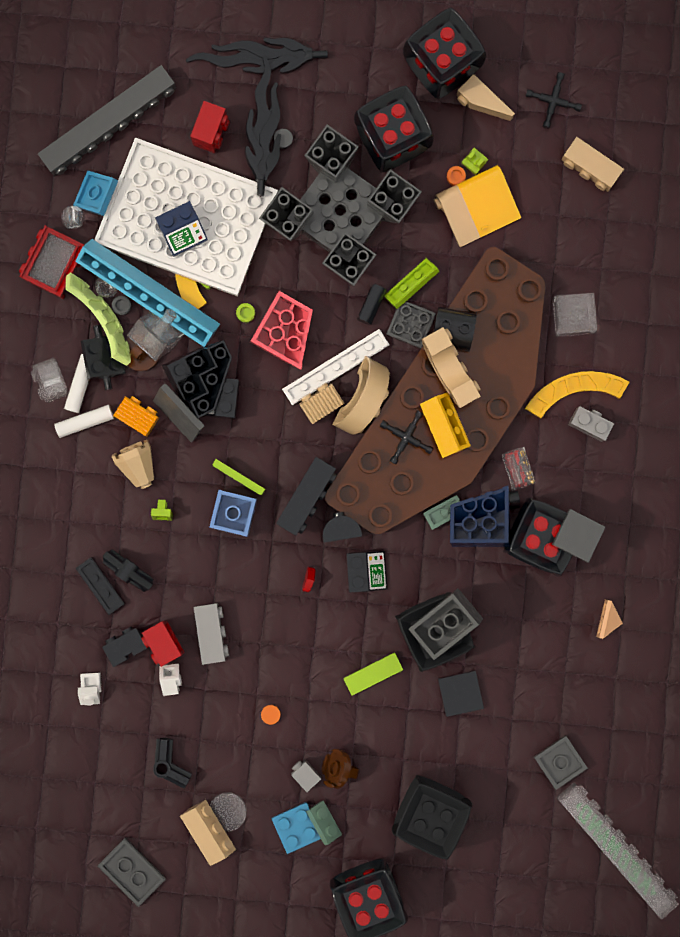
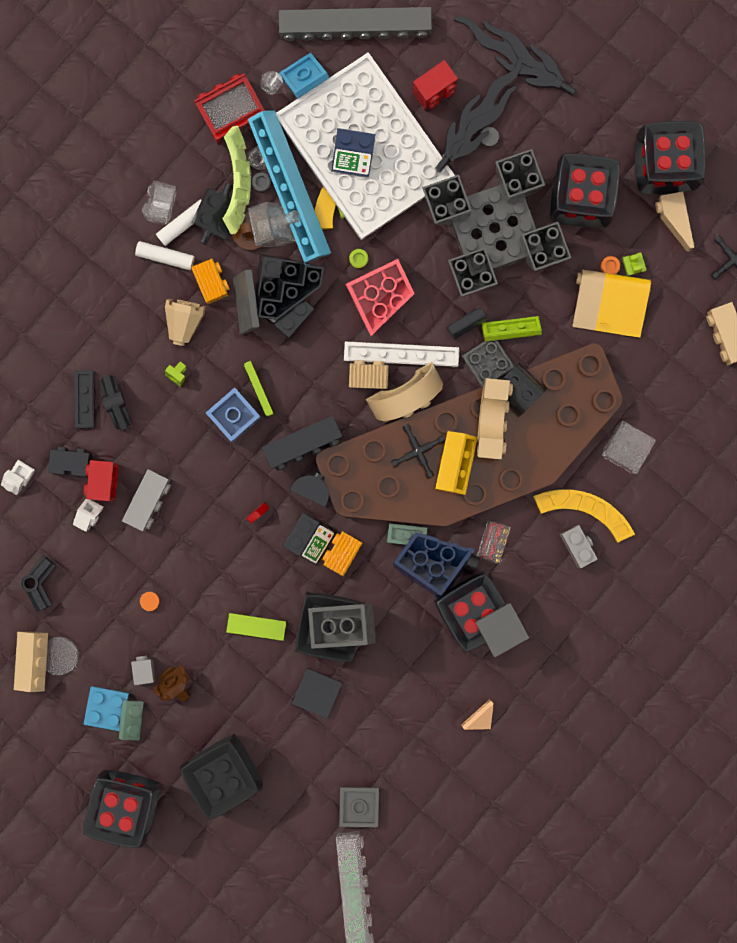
camera: 35 degrees right, 0 degrees up
(402, 564) = (342, 553): none -> light orange brick

